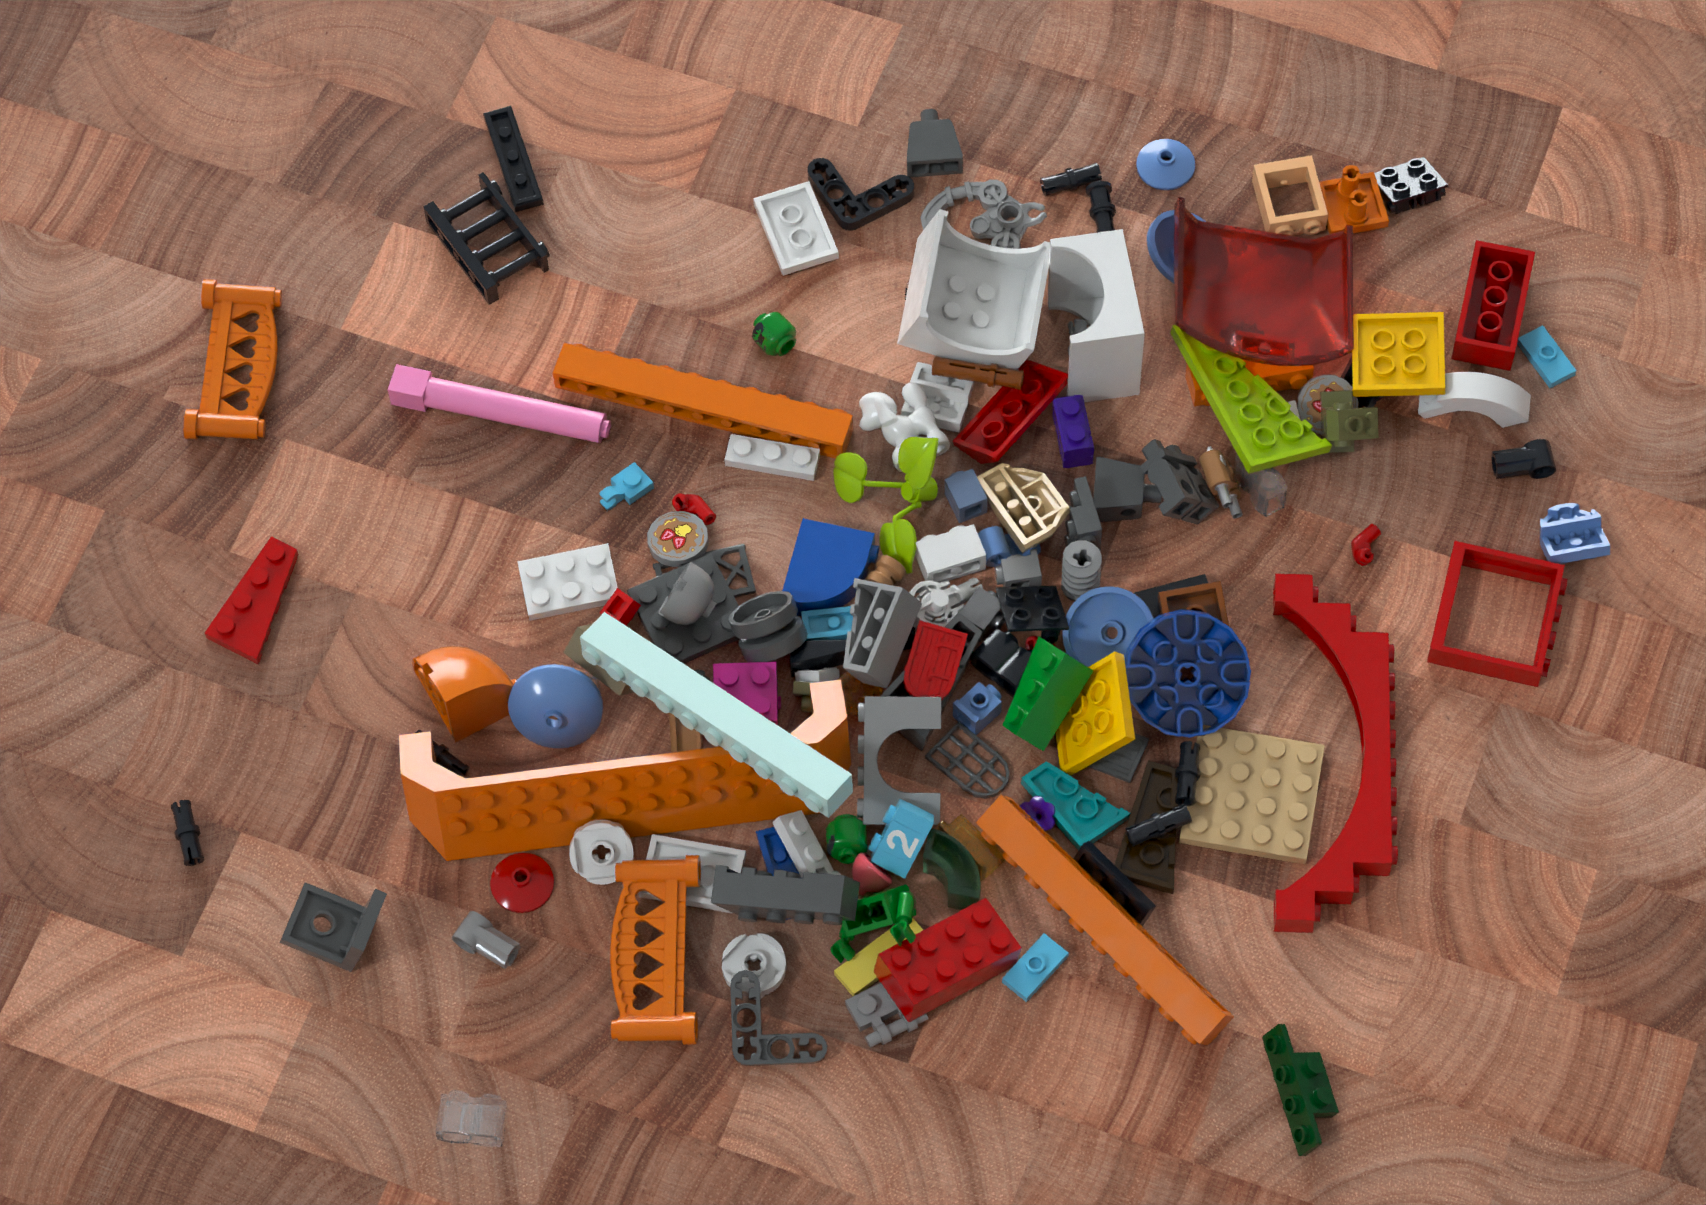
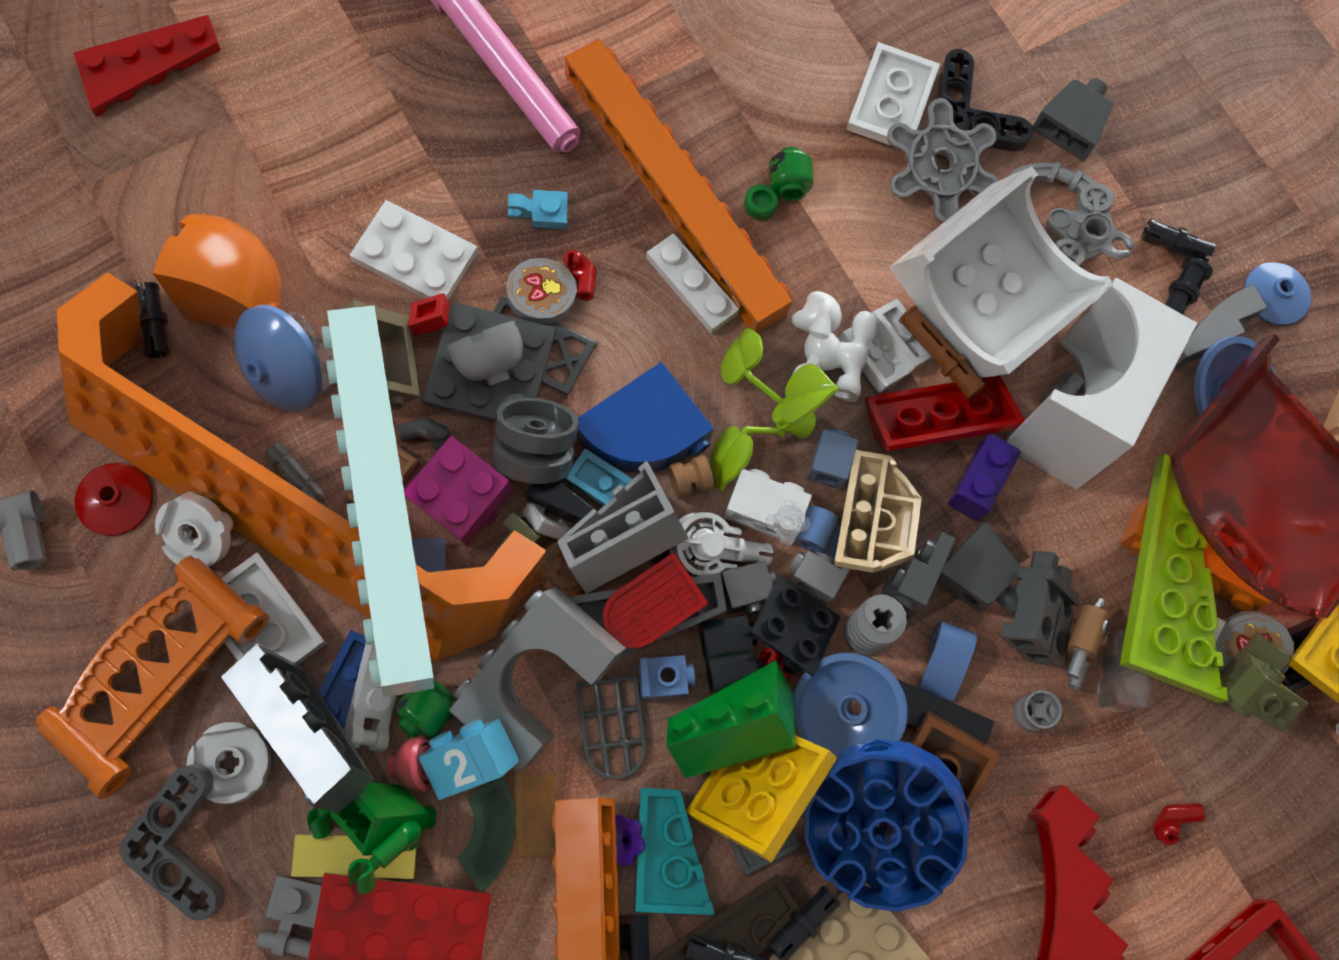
camera: 25 degrees right, 10 degrees up
(769, 369) = (761, 202): none -> green tile
(873, 229) = (943, 138): none -> light grey plate
(973, 542) = (790, 512): none -> clear plate
(1142, 213) = (1223, 322): none -> light grey slope
(1145, 557) = (949, 661): none -> medium blue panel
(1222, 541) = (1043, 706): none -> light grey wheel

